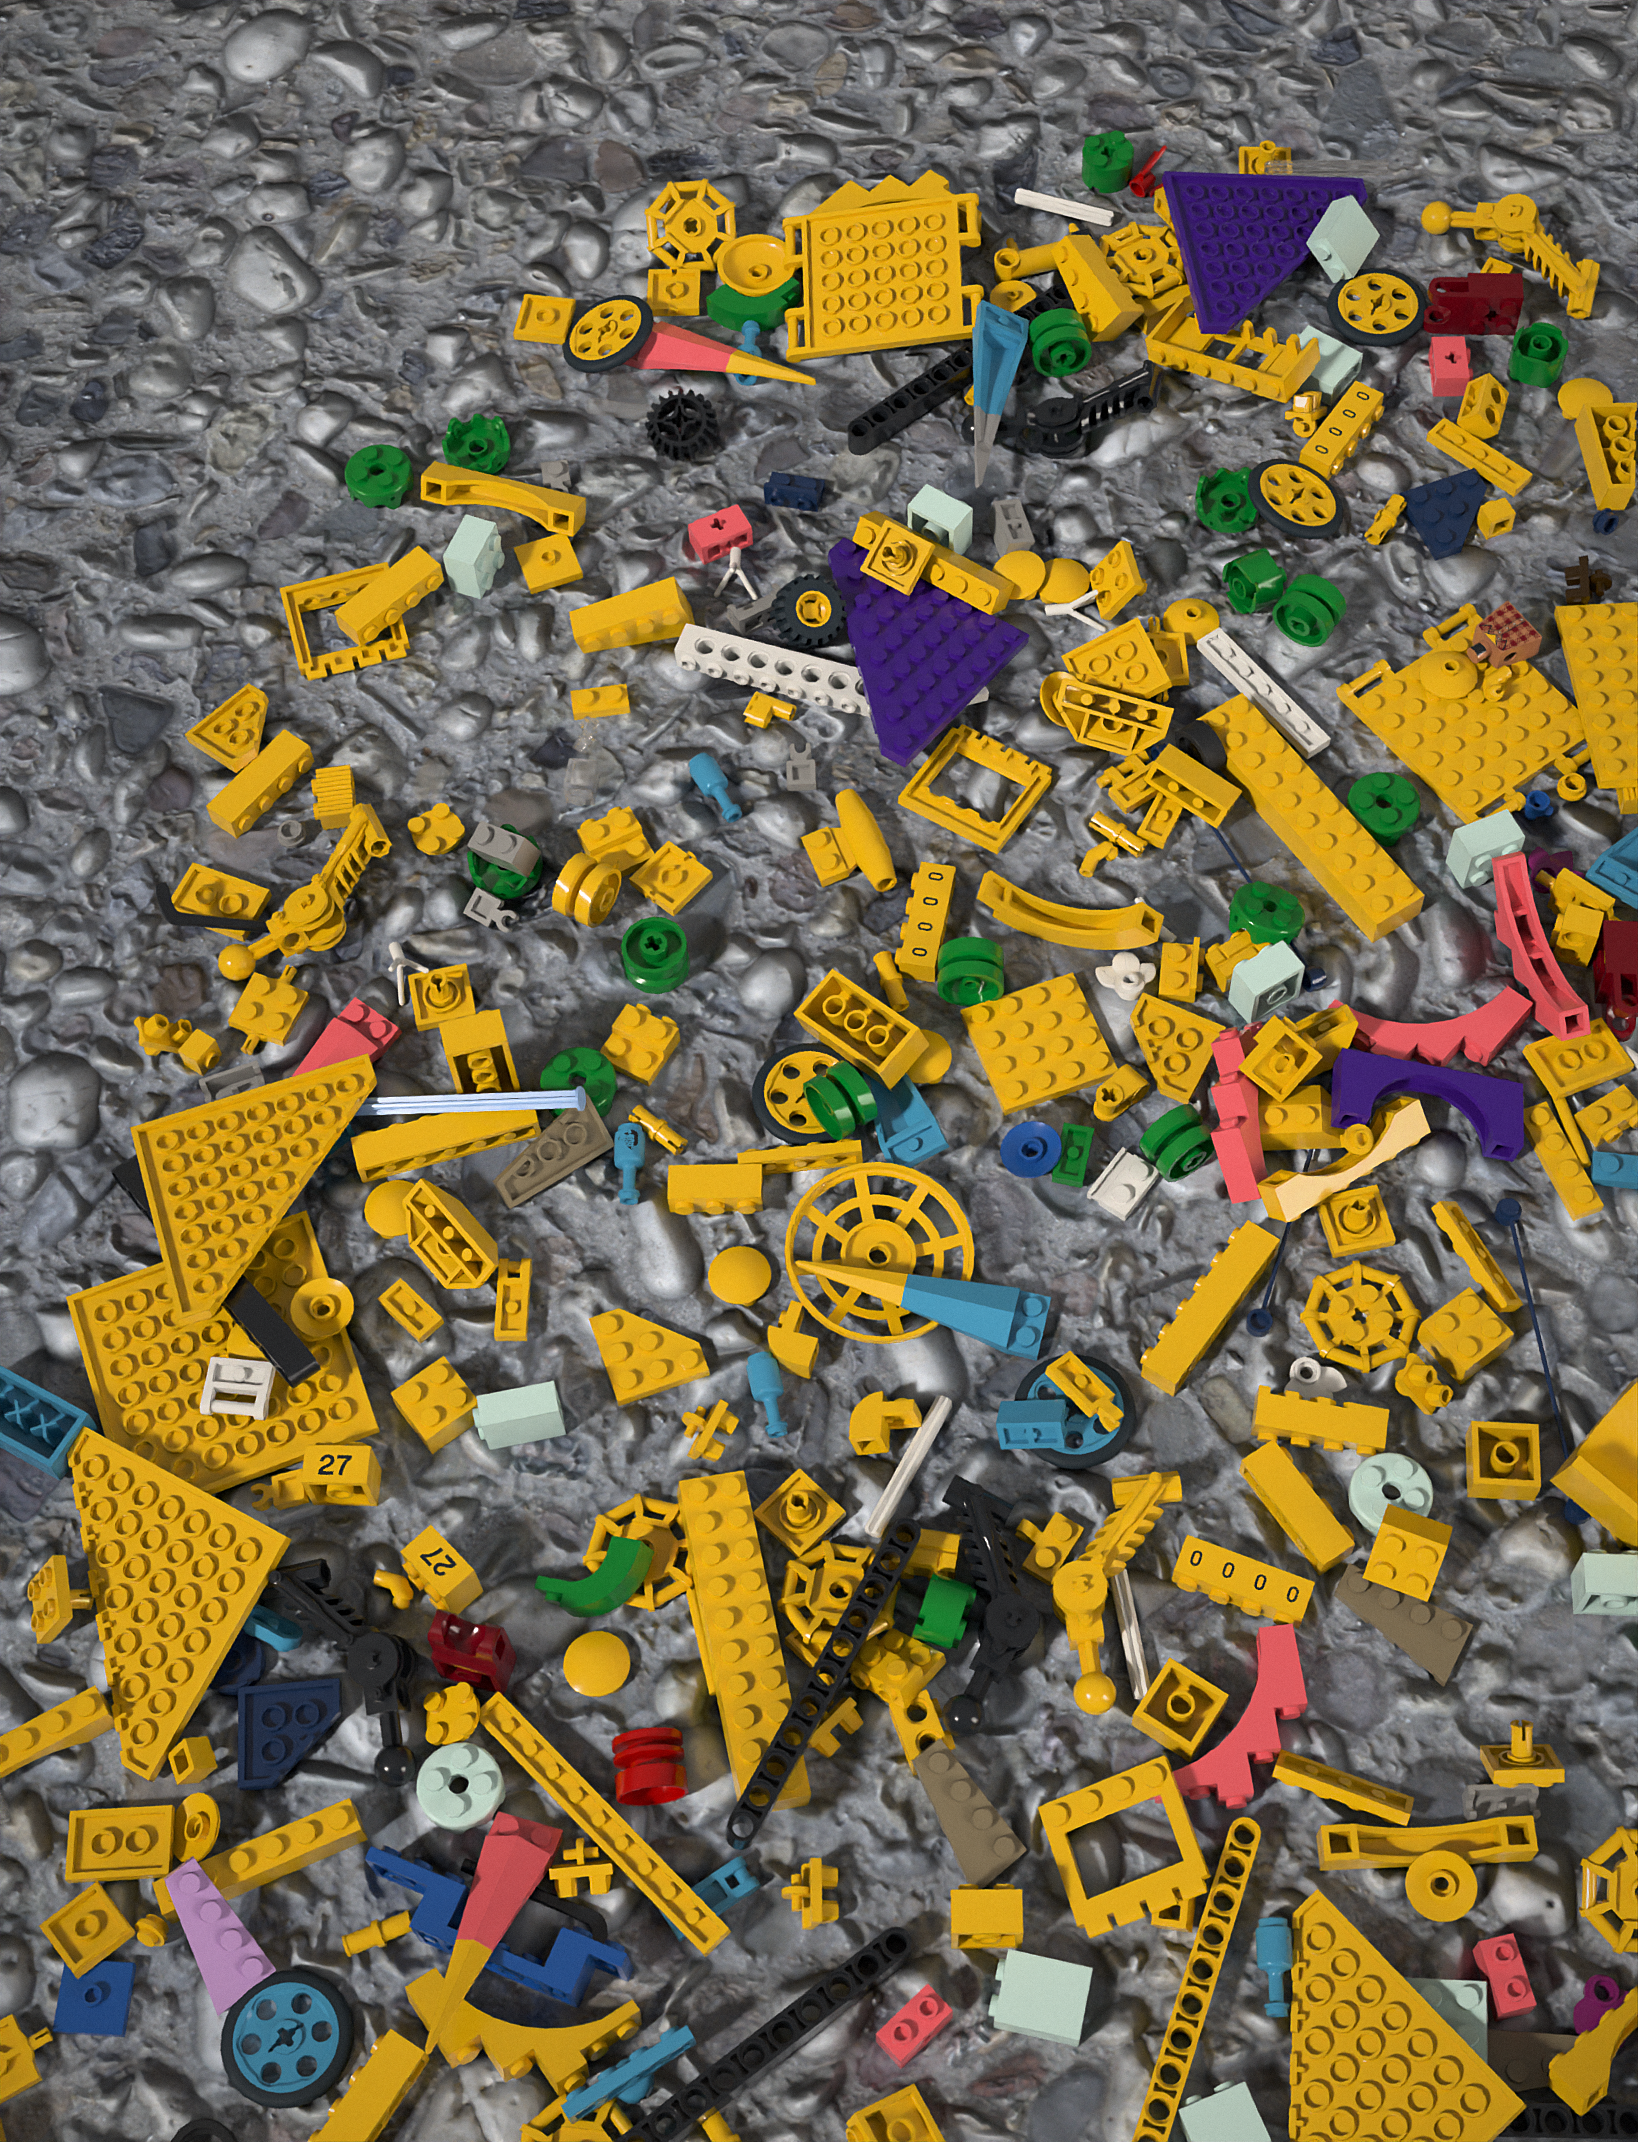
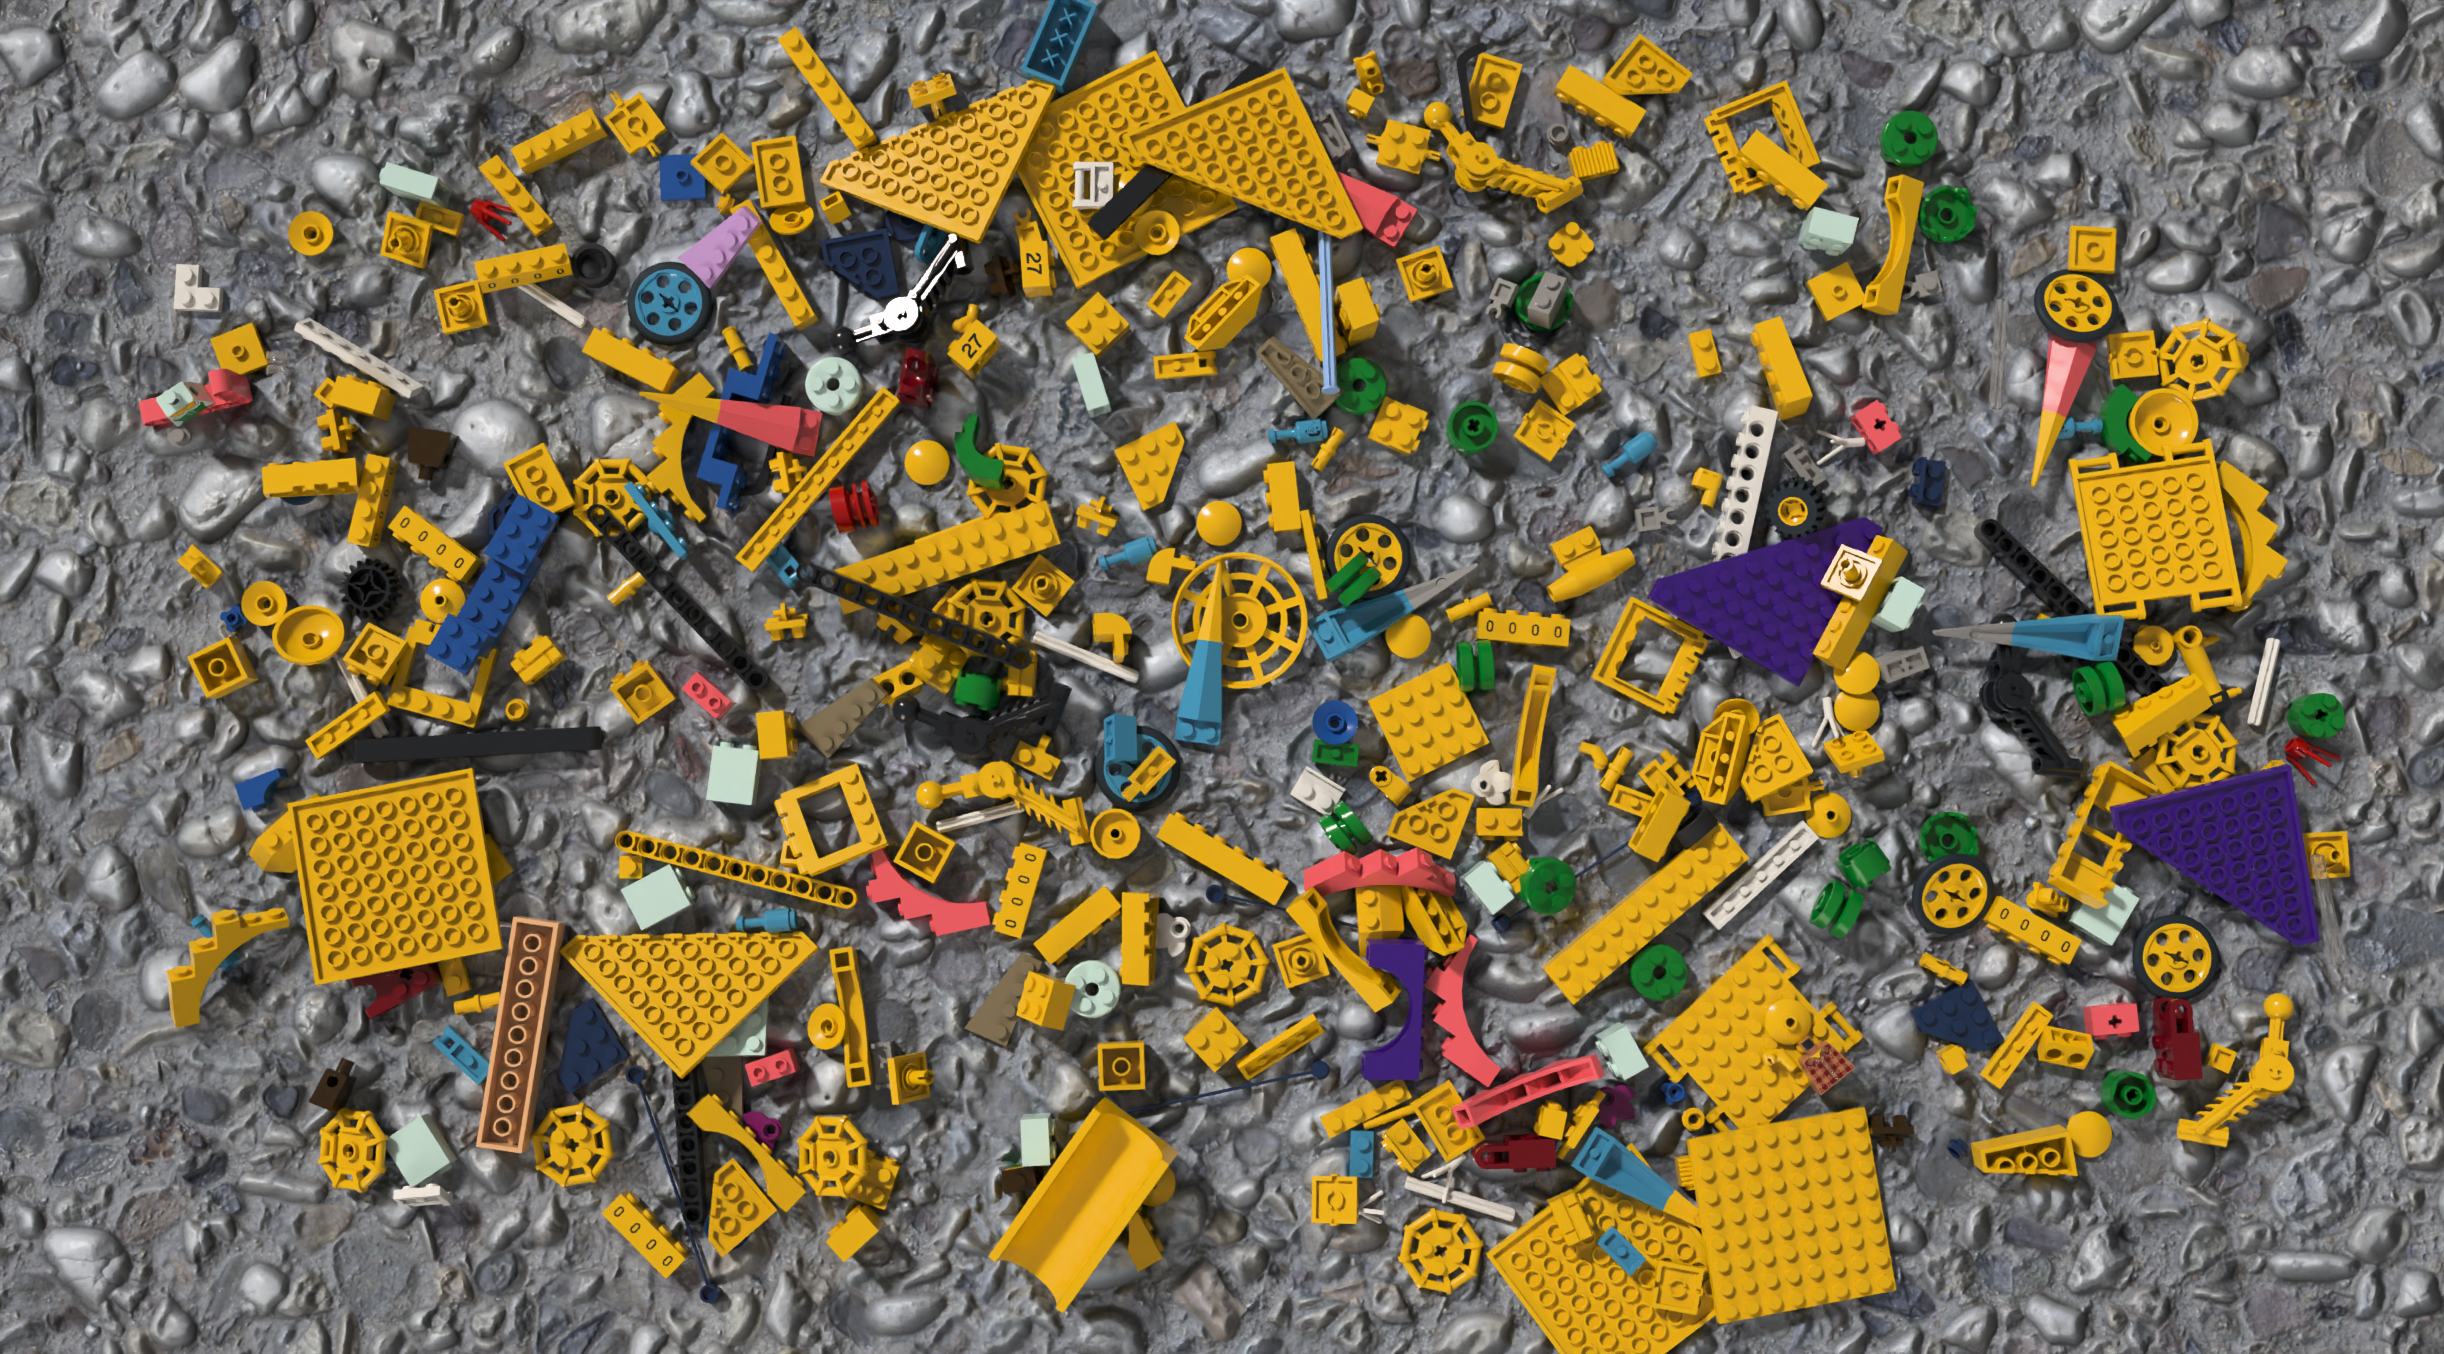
camera: 80 degrees right, 25 degrees up
(327, 1534) = (1006, 274): none -> dark brown hips
(399, 963) = (1450, 237): white plant -> none
(451, 1714) = (881, 371): yellow piece -> none
(661, 422) = (1993, 379): black gear -> none
(861, 1029) = (1417, 588): yellow brick -> none
(1167, 1438) = (1115, 847): none -> yellow wheel
(1280, 1057) = (1409, 899): yellow plate -> none
(1343, 239) = (2239, 925): light aqua brick -> none
(1343, 1787) = (886, 961): yellow plate -> none
(1357, 1139) = (1355, 958): yellow plate -> none
(1422, 1386) = (1173, 1009): yellow hips -> none

